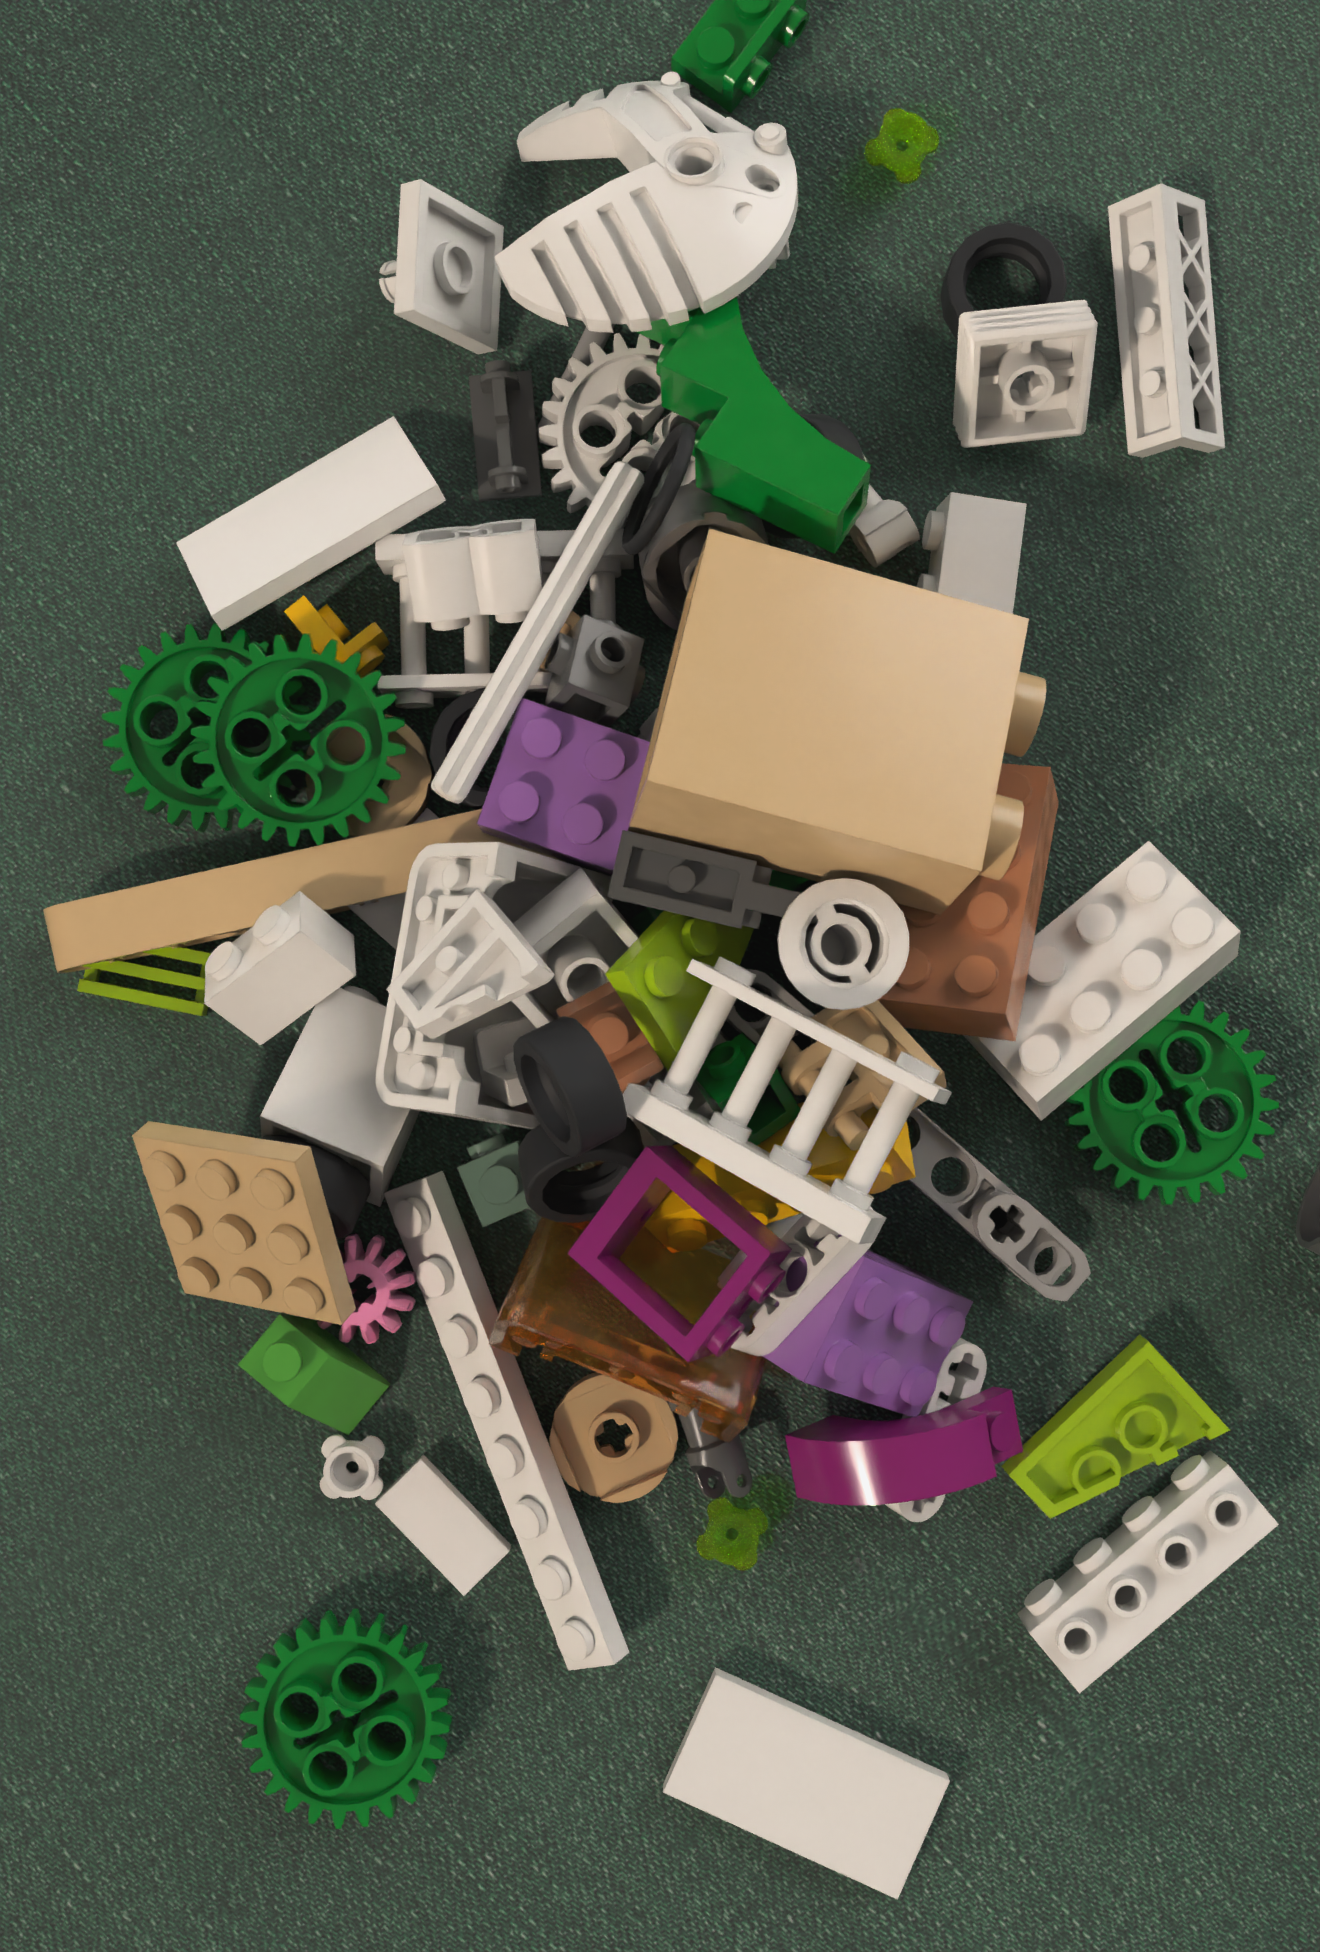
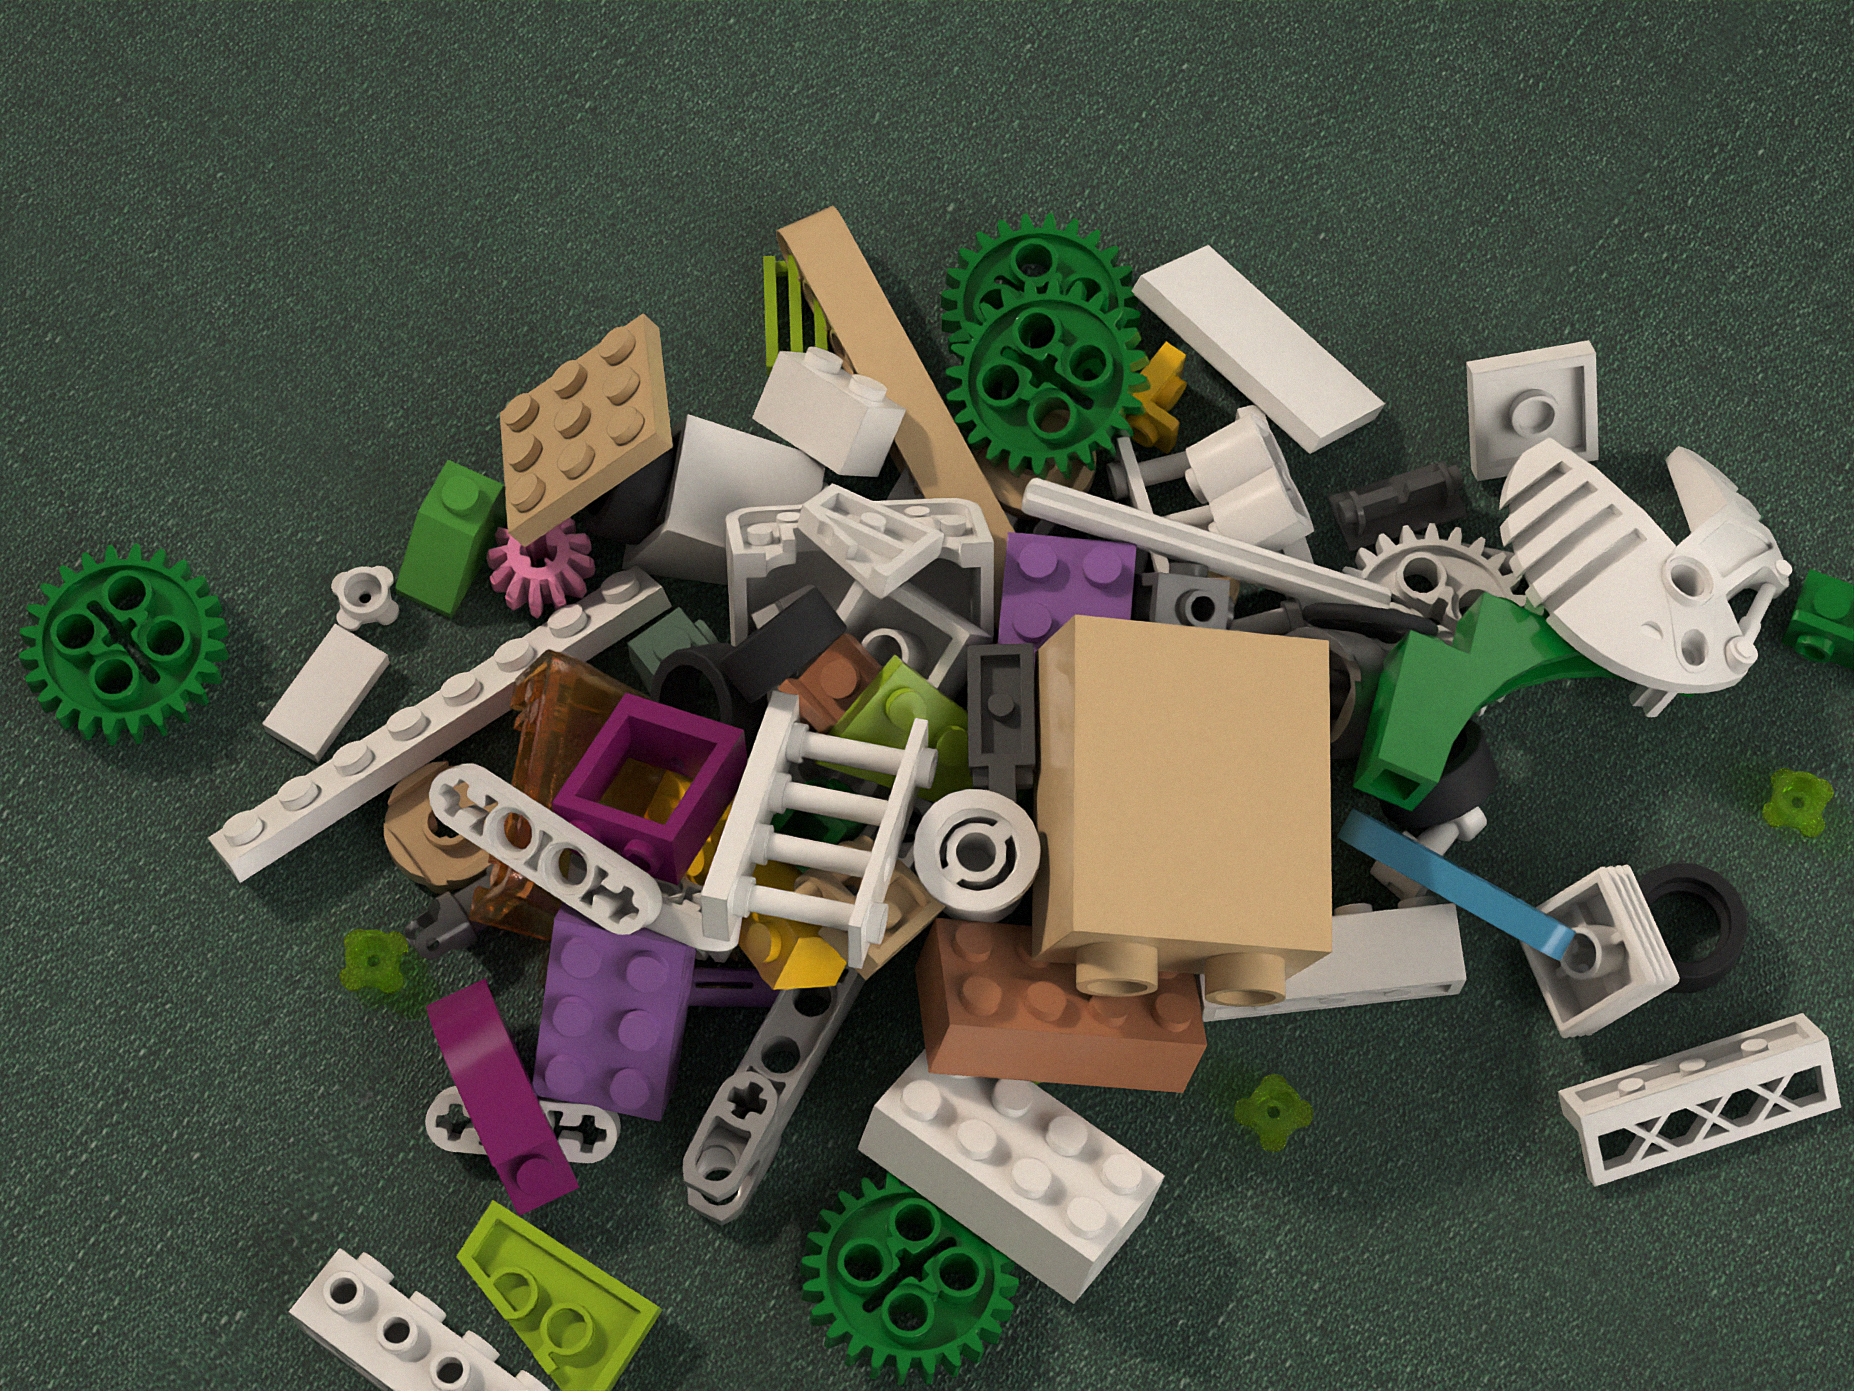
camera: 75 degrees right, 20 degrees down
(727, 1372) = (541, 857): none -> white beam
(806, 1783) = (137, 1091): white tile -> none
(938, 481) = (1456, 884): none -> dark azure beam
(1089, 704) = (1273, 1093): none -> clear neon green plate

